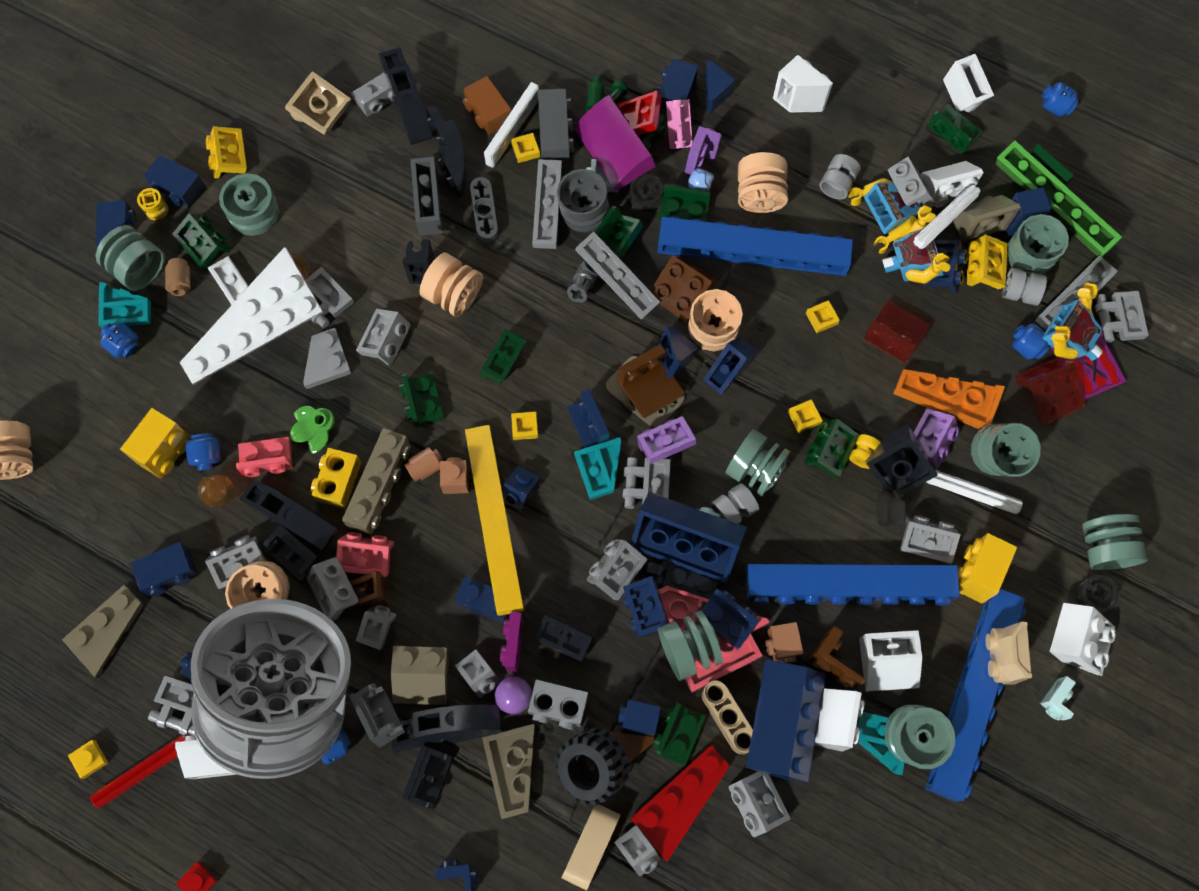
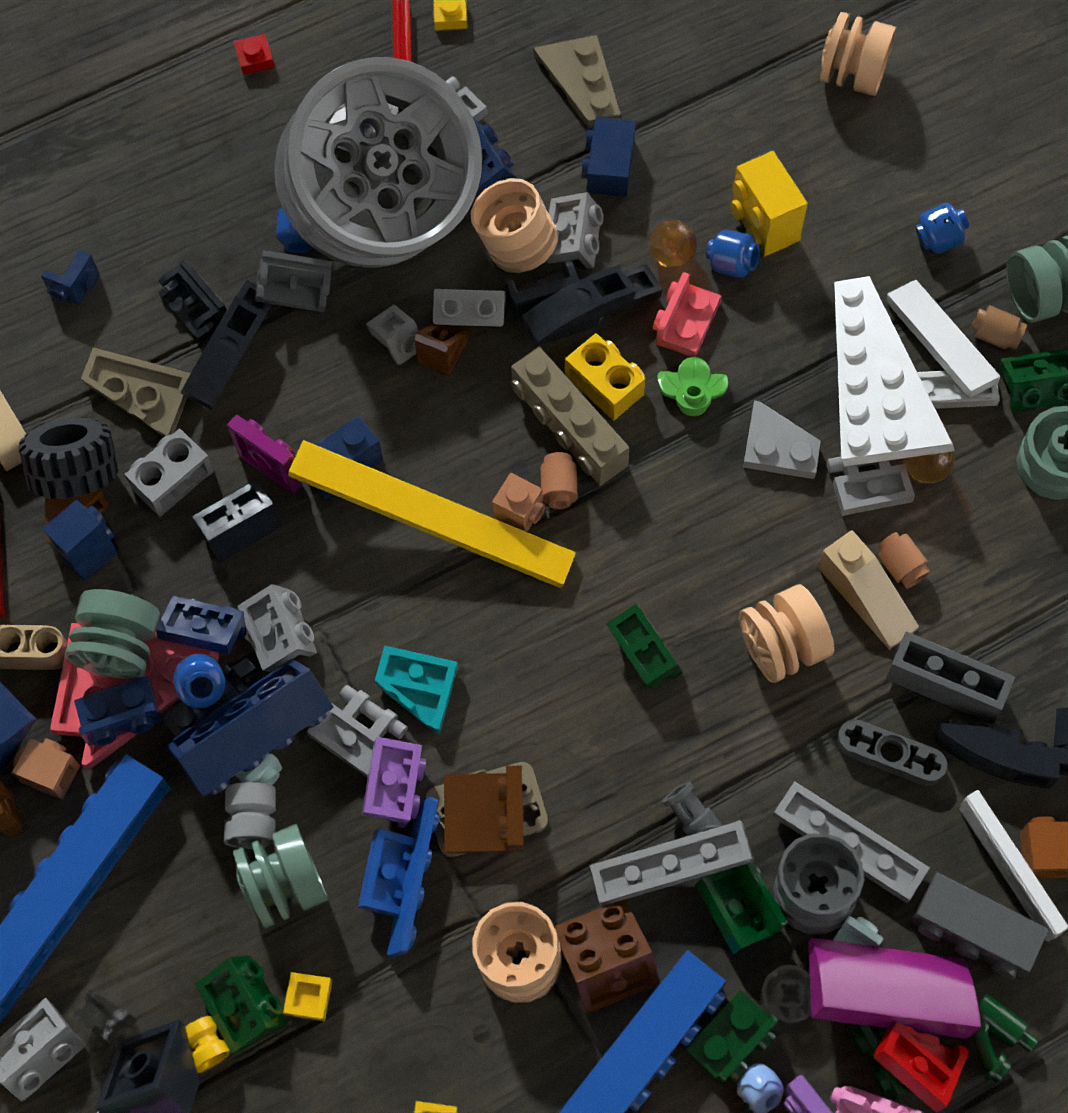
camera: 125 degrees right, 5 degrees down
(122, 307) = (987, 251): teal wing -> none
(202, 303) = (942, 339): none -> white tile
(364, 554) = (489, 362): coral bracket -> none
(365, 255) = (903, 560): none -> nougat brick
(384, 336) = (767, 523): light grey bracket -> none
(389, 269) = (867, 588): none -> tan slope
(418, 262) = (840, 615): black hinge -> none
(420, 675) = (310, 351): dark tan slope -> none
(422, 399) = (651, 524): dark green bracket -> none
(477, 674) = (267, 406): light grey bracket -> none
(513, 695) = (209, 428): medium lavender piece -> none
(519, 487) = (457, 575): dark blue bracket -> none
(524, 425) = (533, 625): yellow plate -> none
(525, 147) = (964, 863): yellow plate -> none
(588, 420) = (485, 705): dark blue bracket -> none
(678, 351) = (508, 874): dark blue slope -> none
(679, 734) = (39, 584): dark green bracket -> none
(682, 578) = (199, 681): none -> blue head
(713, 408) = (396, 875): none -> blue bracket
(730, 365) = (446, 942): dark blue slope -> none

